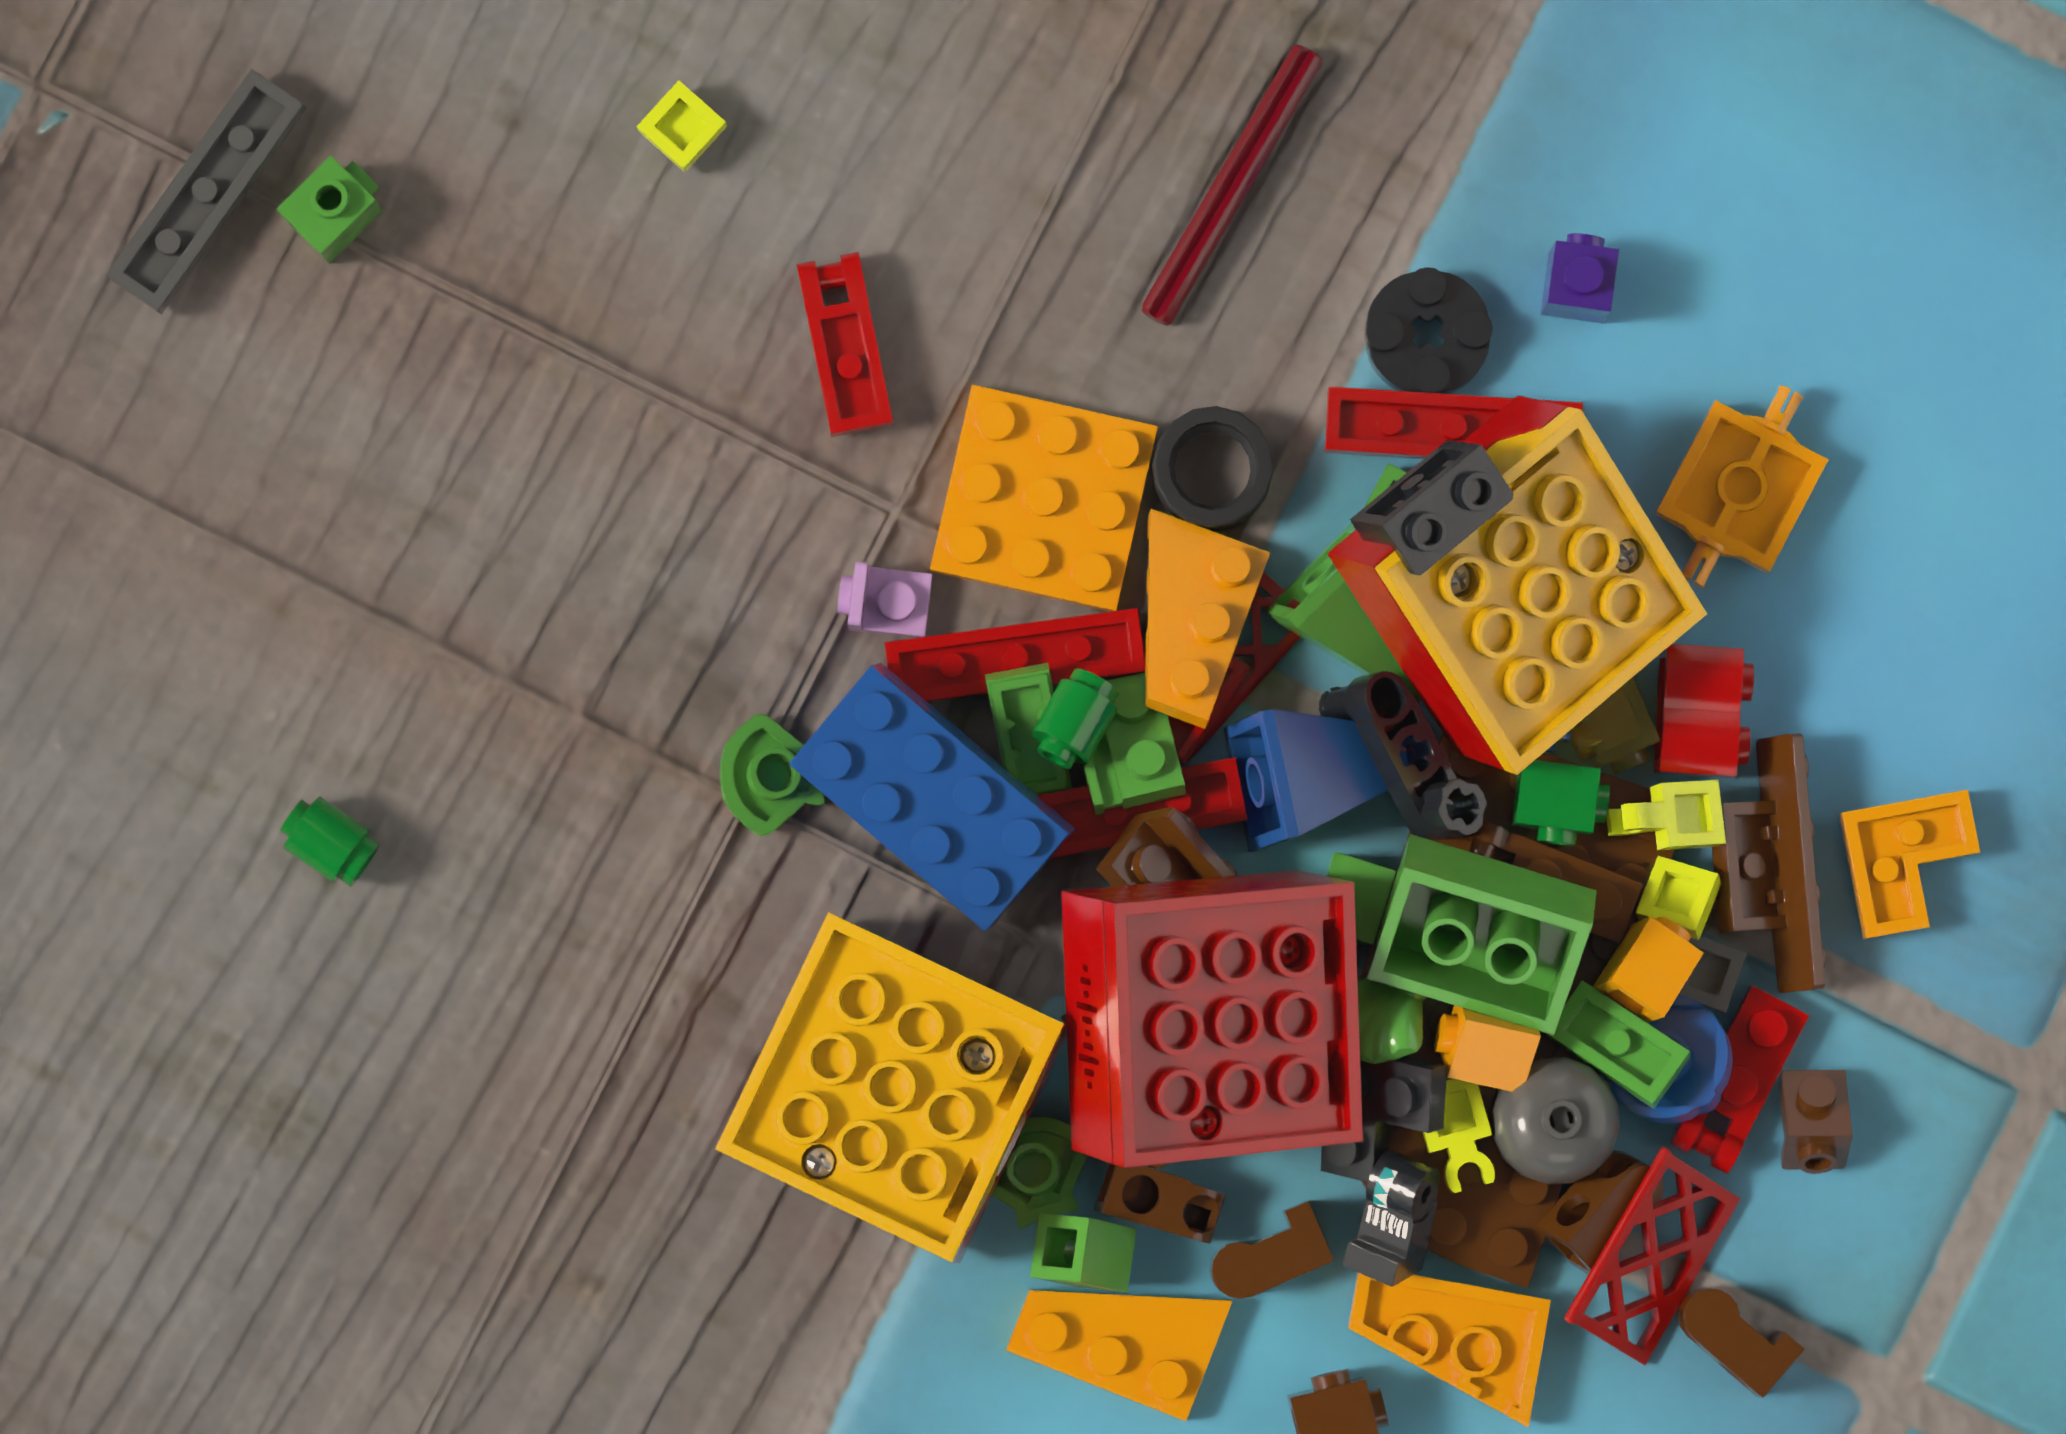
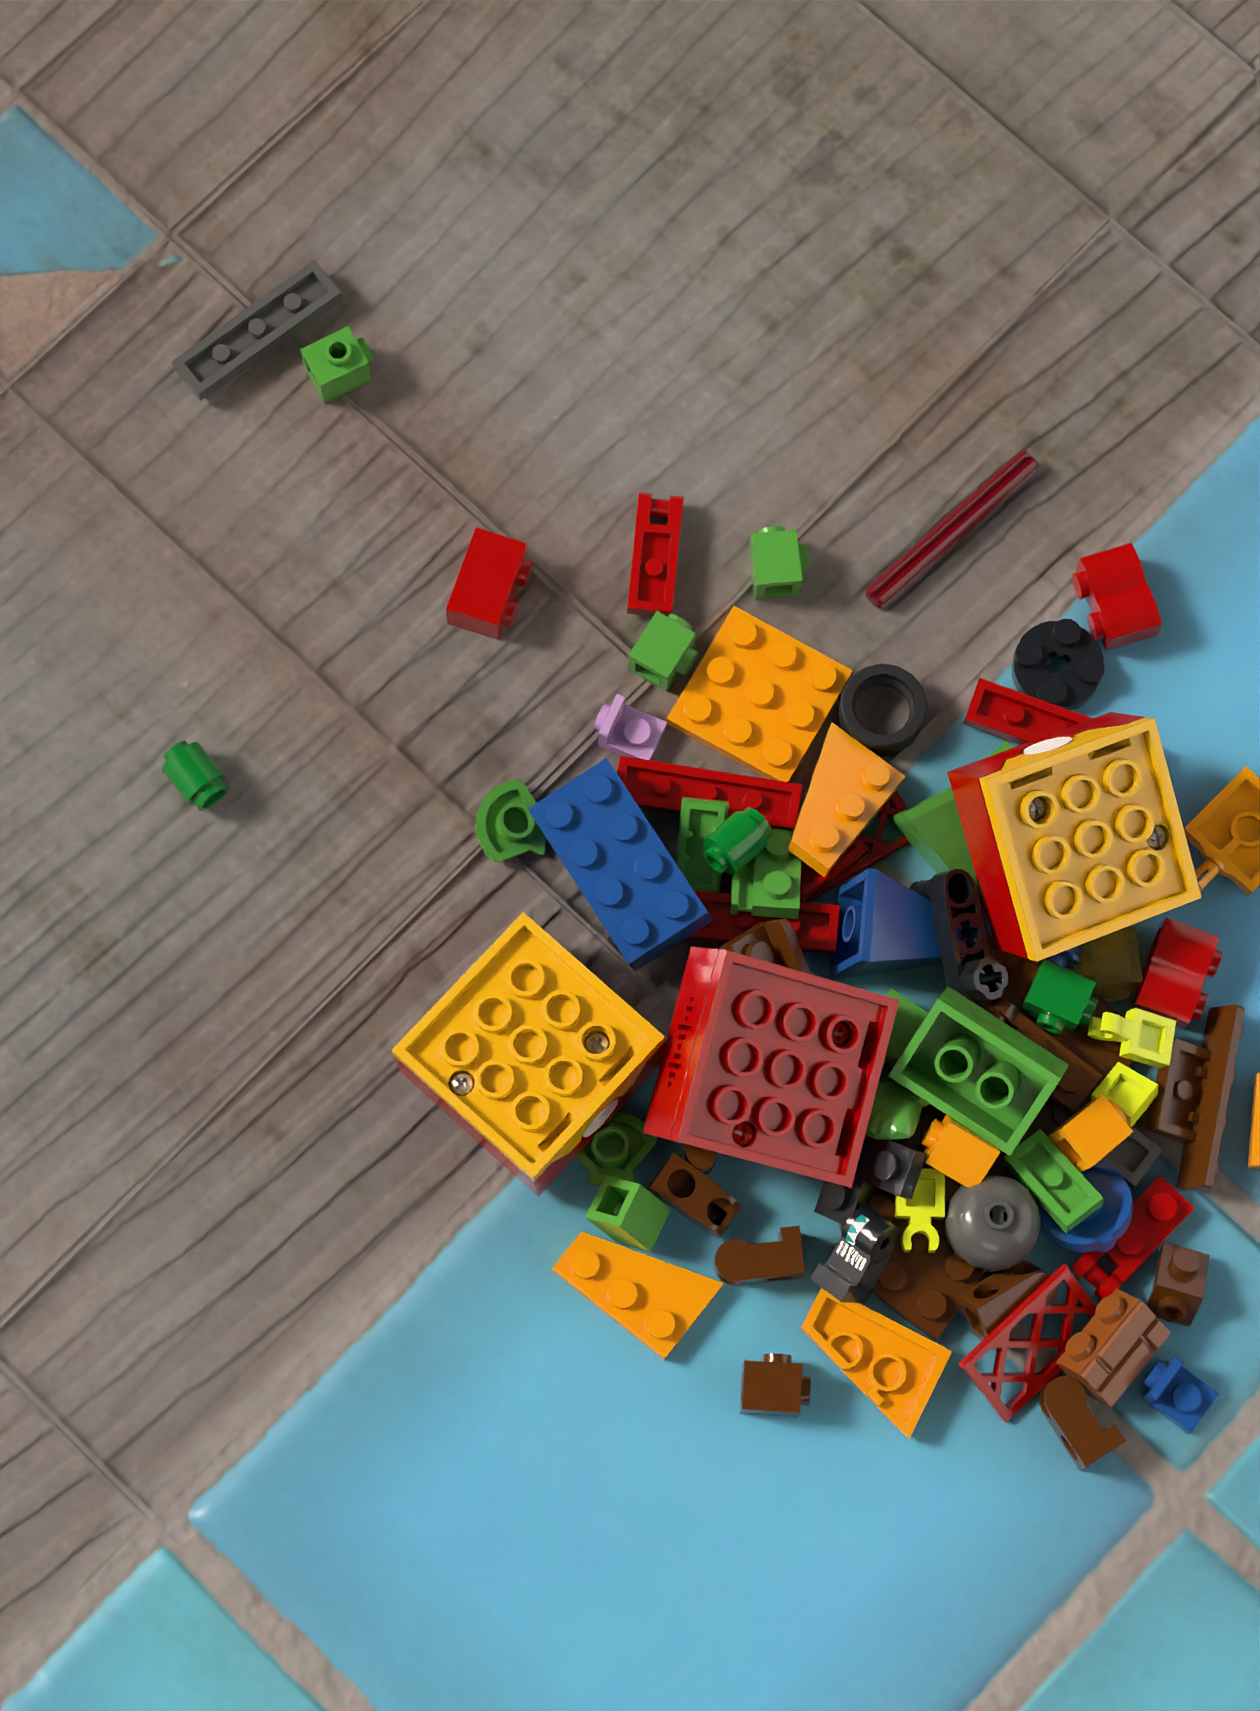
camera: 15 degrees right, 10 degrees down
(635, 456) = (489, 583): none -> red brick
(681, 126) = (590, 381): neon yellow plate -> none
(898, 476) = (663, 650): none -> bright green brick
(1012, 306) = (777, 563): none -> bright green brick
(1435, 505) = (1035, 749): black bracket -> none
(1480, 215) = (1117, 597): none -> red brick
(1580, 279) = (1174, 658): dark purple brick -> none
(1754, 1232) = (1113, 1347): none -> dark orange brick
(1853, 1262) = (1177, 1394): none -> blue bracket

